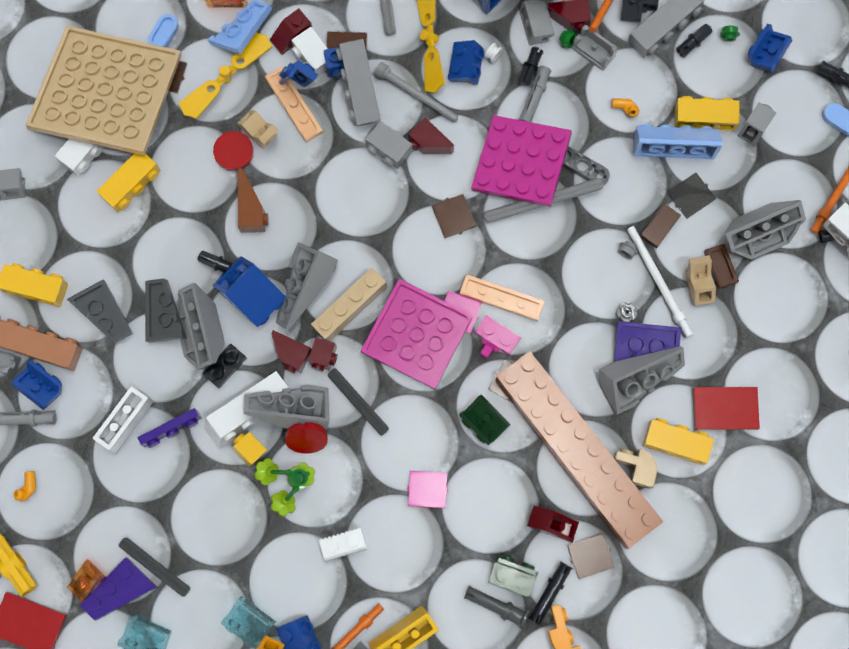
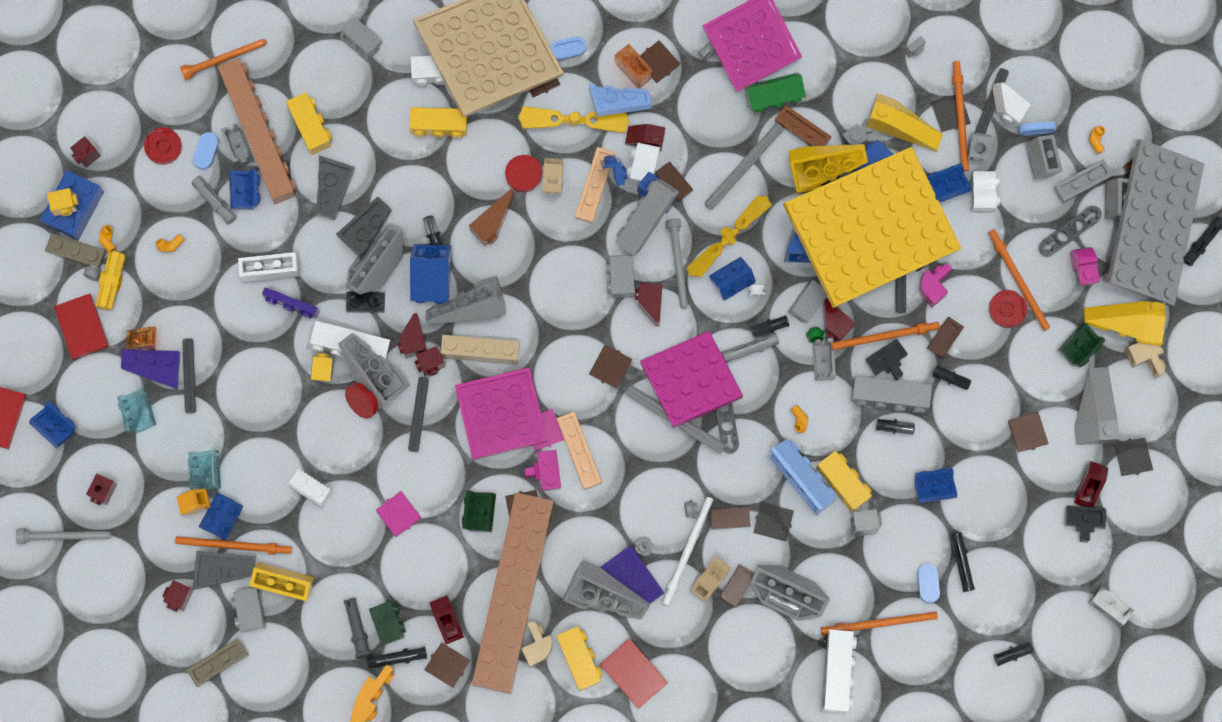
camera: 45 degrees right, 0 degrees up
(298, 478) = (332, 419): lime plant -> none
(729, 33) = (923, 447): green plate -> none

